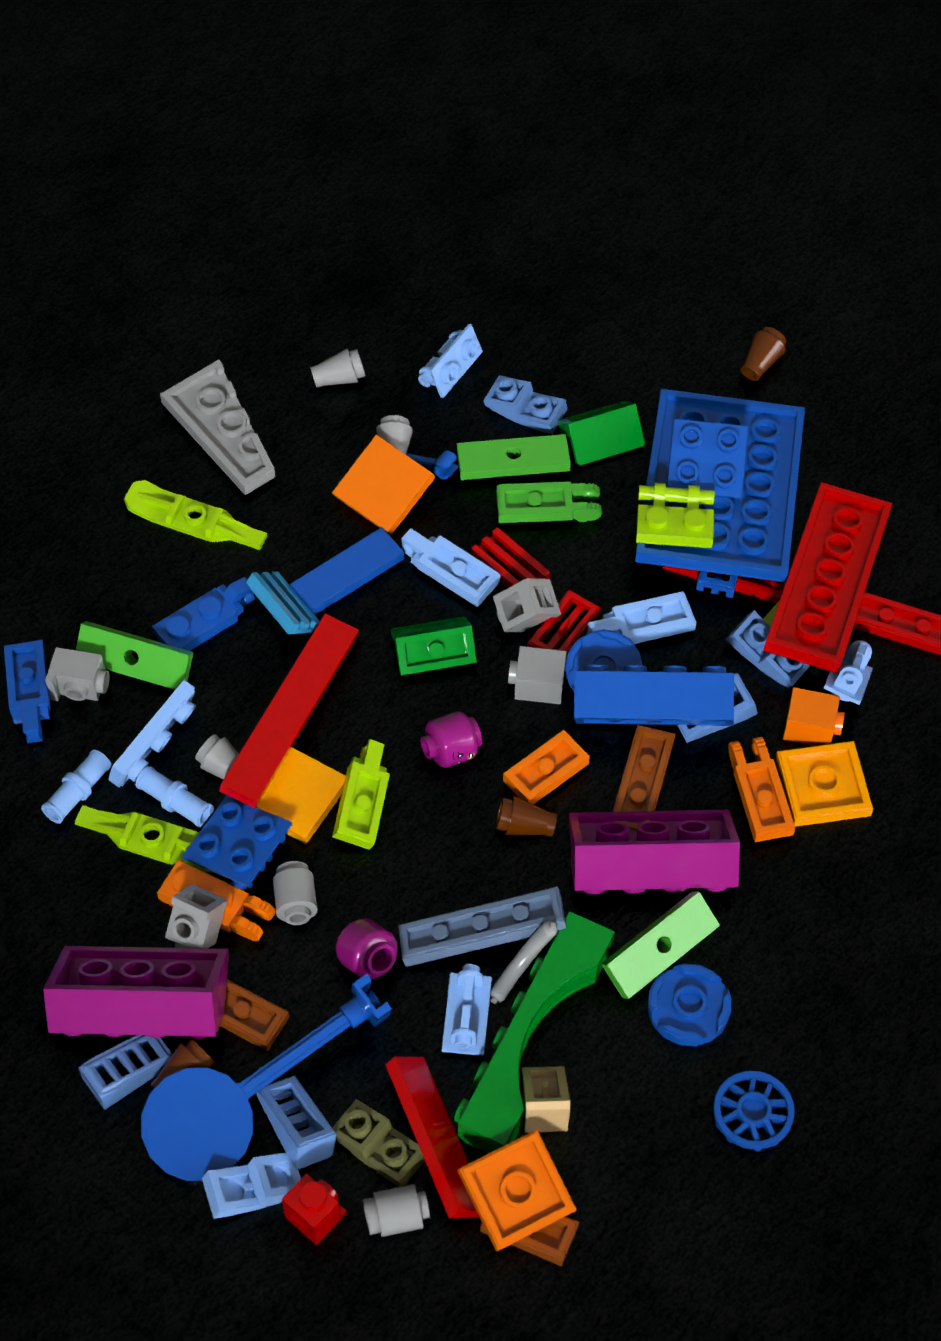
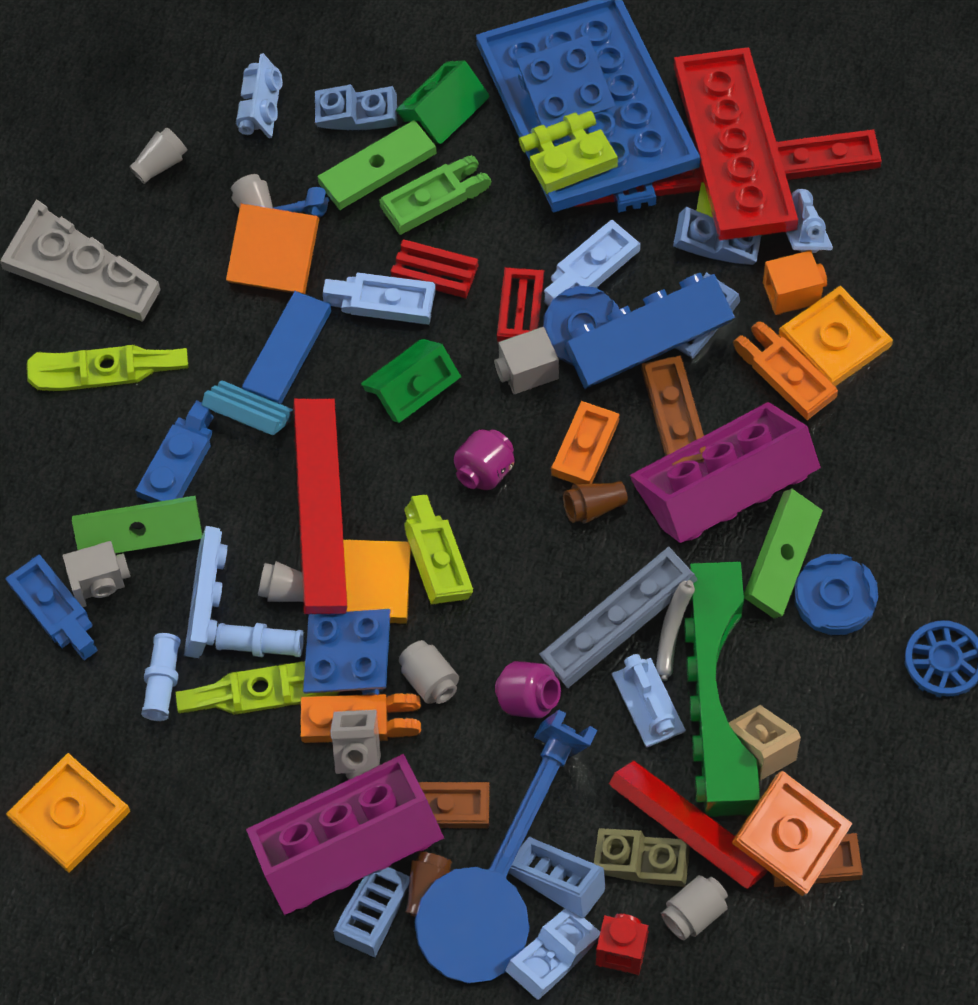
camera: 25 degrees left, 5 degrees up
(526, 604) = (478, 301): light grey brick -> none

